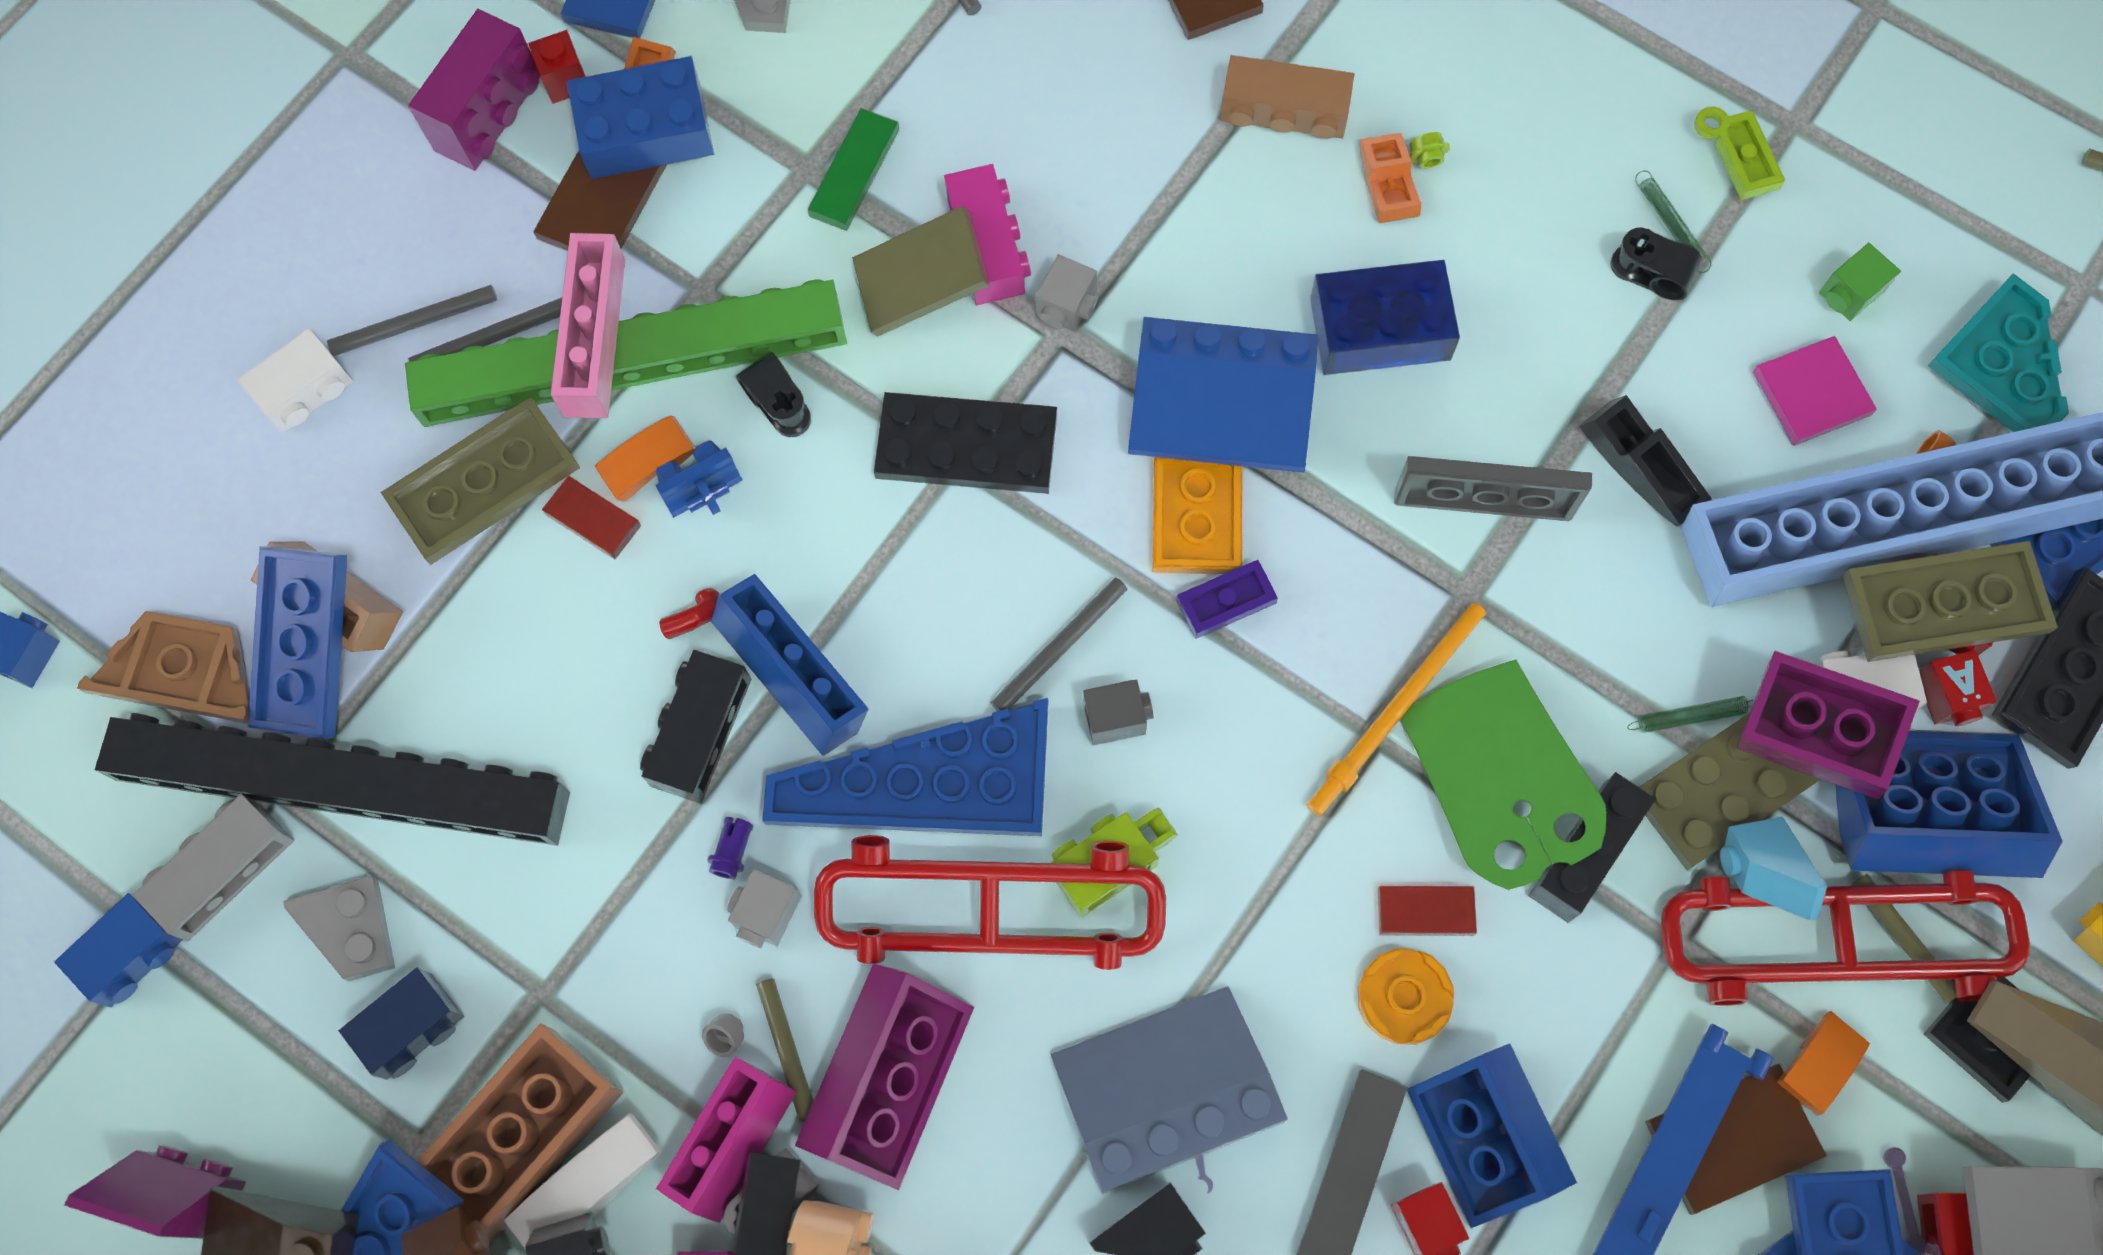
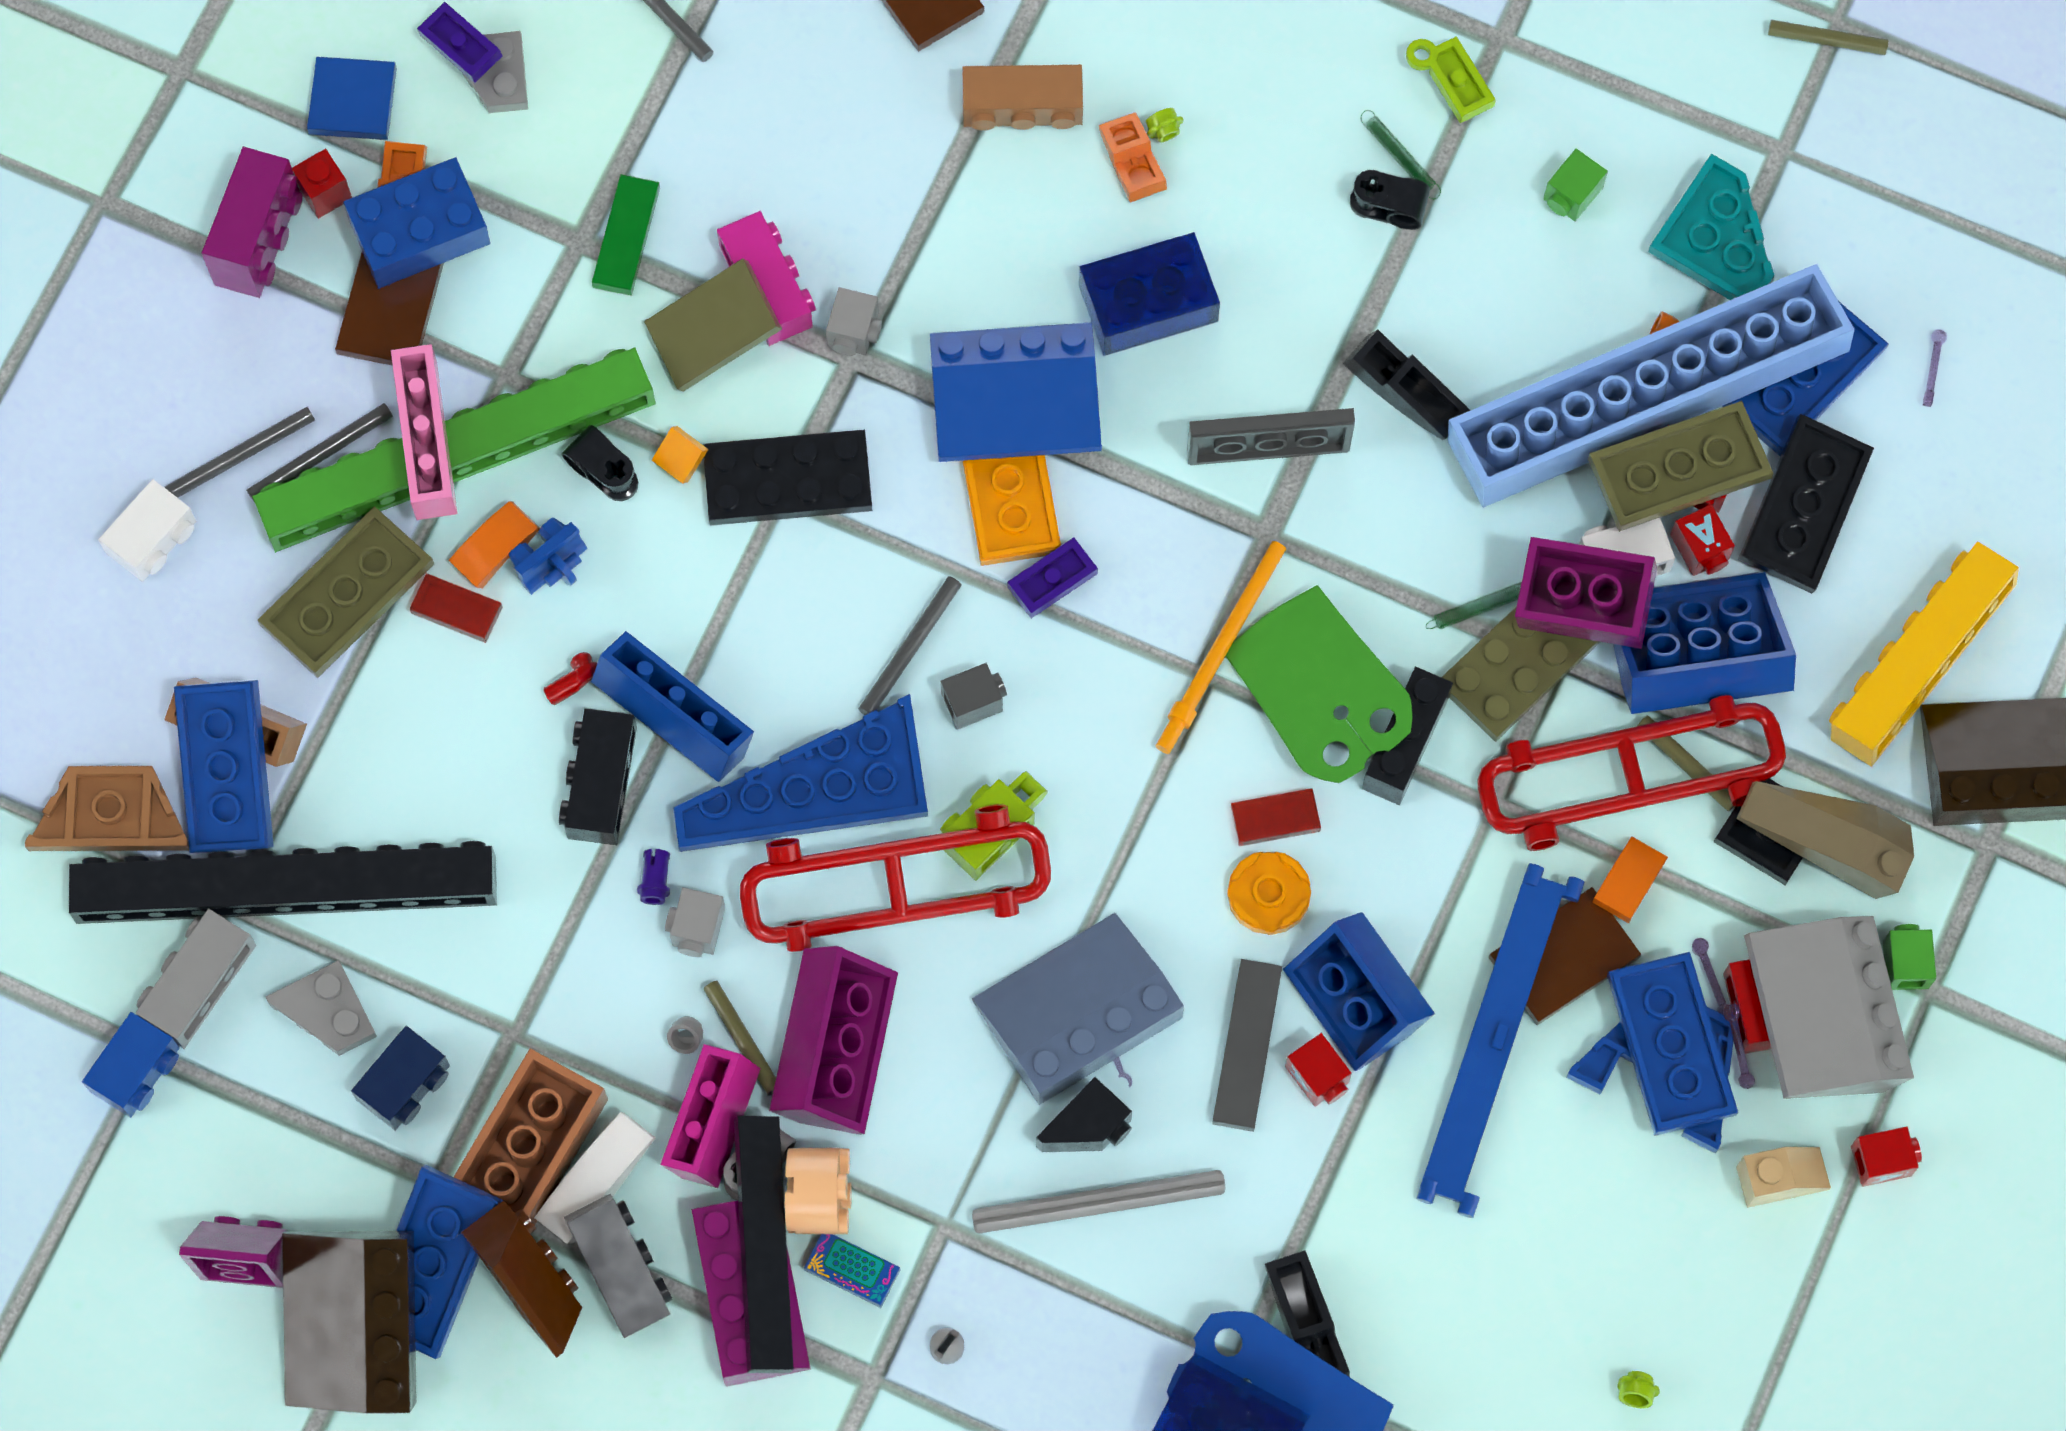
camera: 15 degrees left, 0 degrees up
(858, 398) = (679, 454): none -> light orange tile
(1773, 867) = (1561, 722): medium azure slope -> none
(1814, 390) = (1549, 293): dark pink tile -> none

